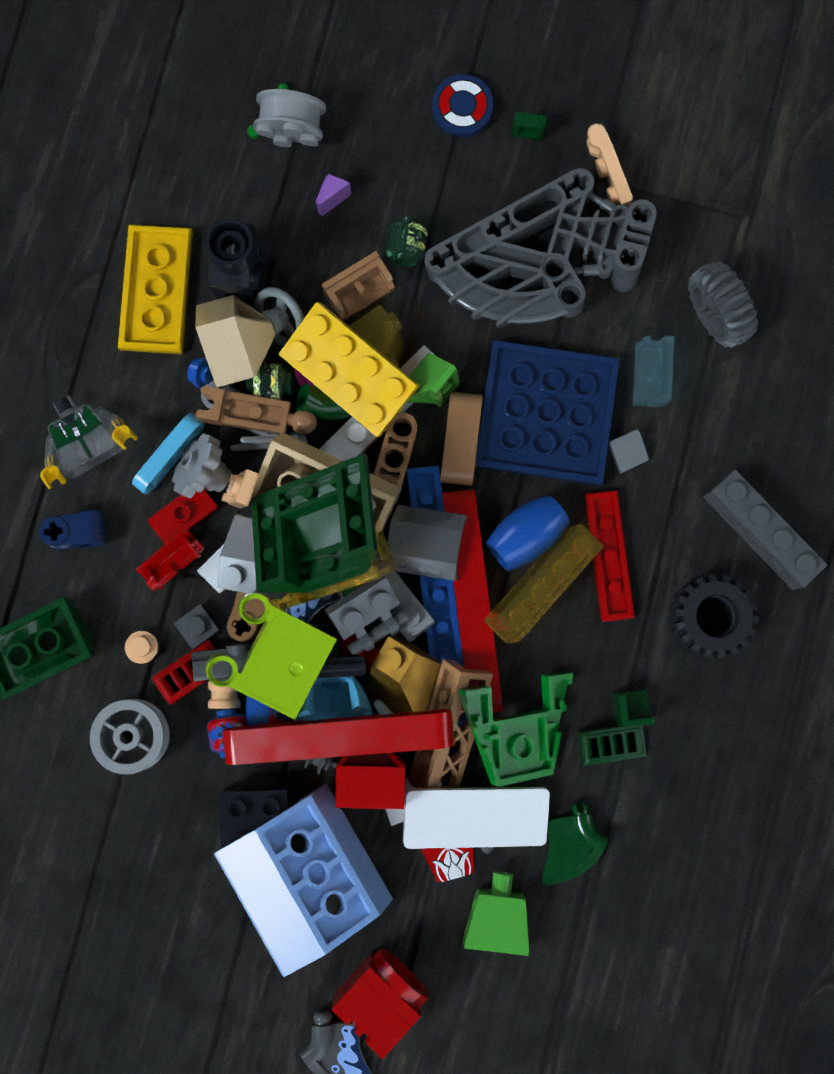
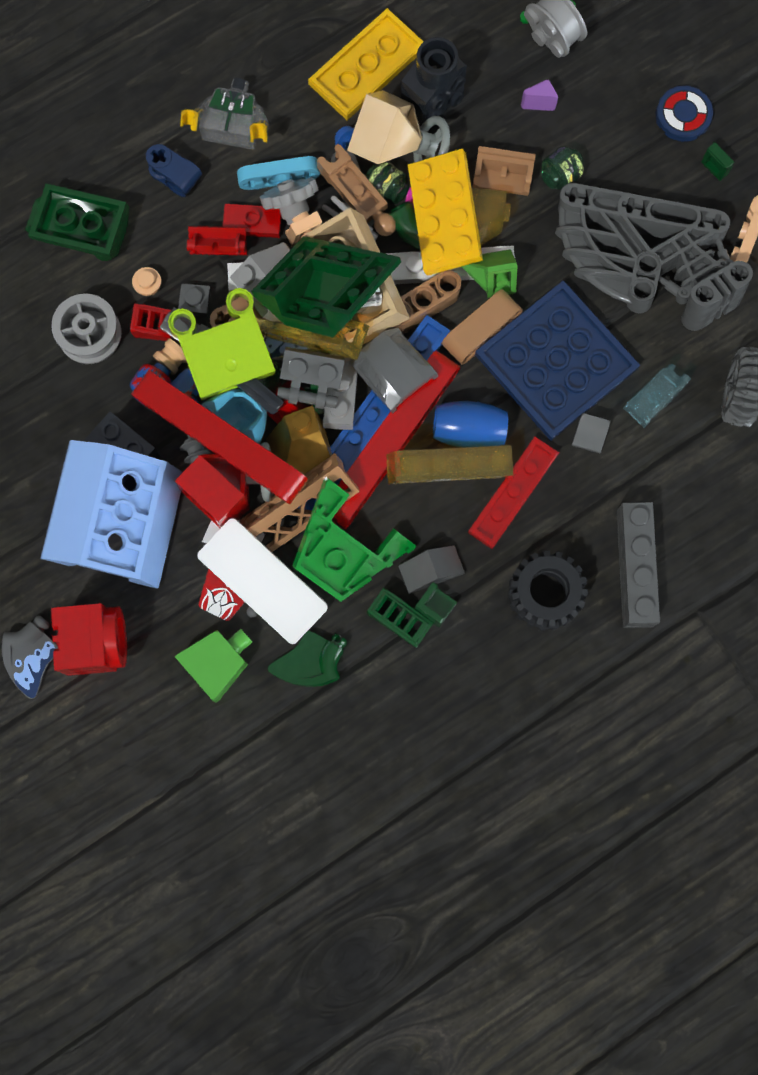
camera: 45 degrees right, 5 degrees down
(601, 680) = (431, 566): none -> dark grey slope

